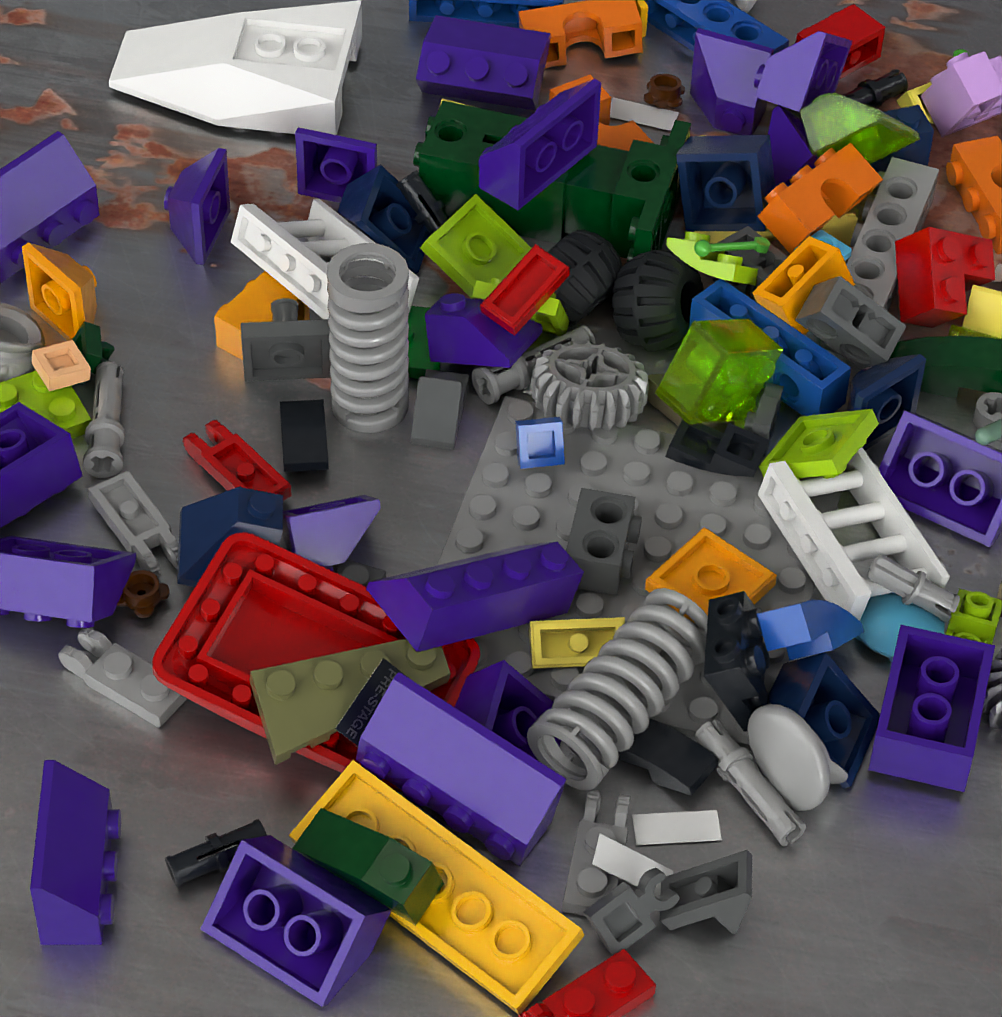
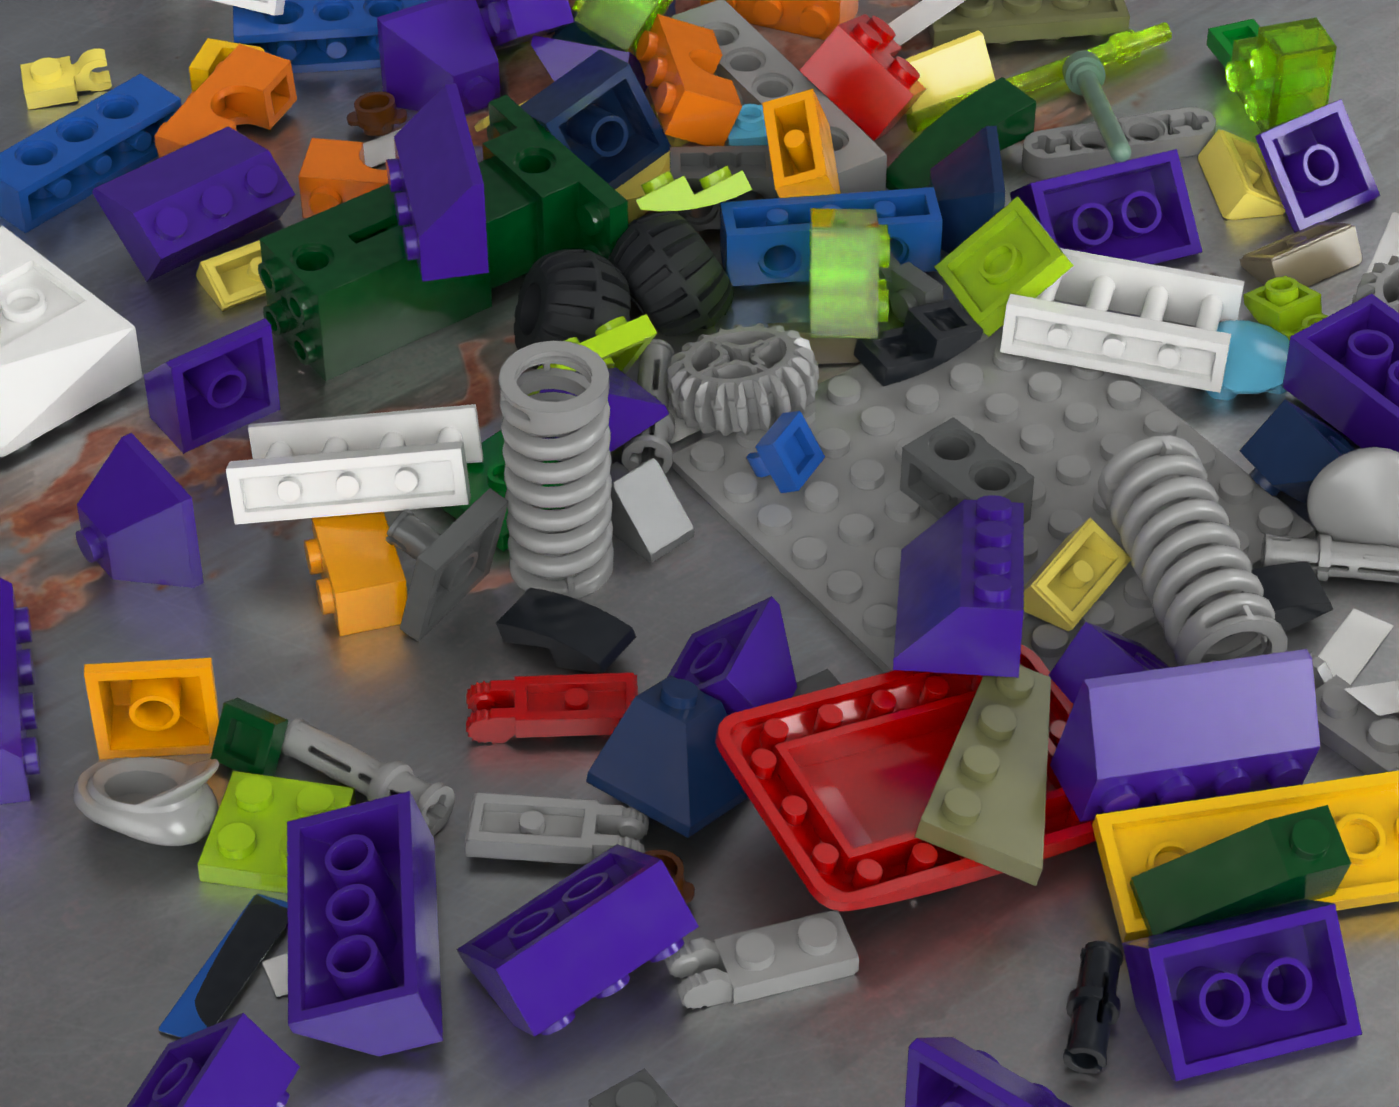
camera: 50 degrees left, 5 degrees down
(61, 365) = (268, 757): light nougat plate -> none
(366, 702) = (1043, 754): black sticker -> none
(384, 215) = (310, 386): dark blue slope -> none
(413, 188) = (365, 356): black pin -> none
(475, 246) = (452, 351): lime plate -> none
(525, 289) = (612, 323): red tile -> none
(703, 247) = (693, 178): bright green hinge -> none
(711, 569) = (1081, 434): light orange plate -> none
(736, 655) = (1243, 456): black plate -> none
(808, 628) = (1248, 394): blue slope -> none
(850, 323) = (889, 148): dark grey brick -> none
(913, 587) = (1237, 311): light grey axle -> none

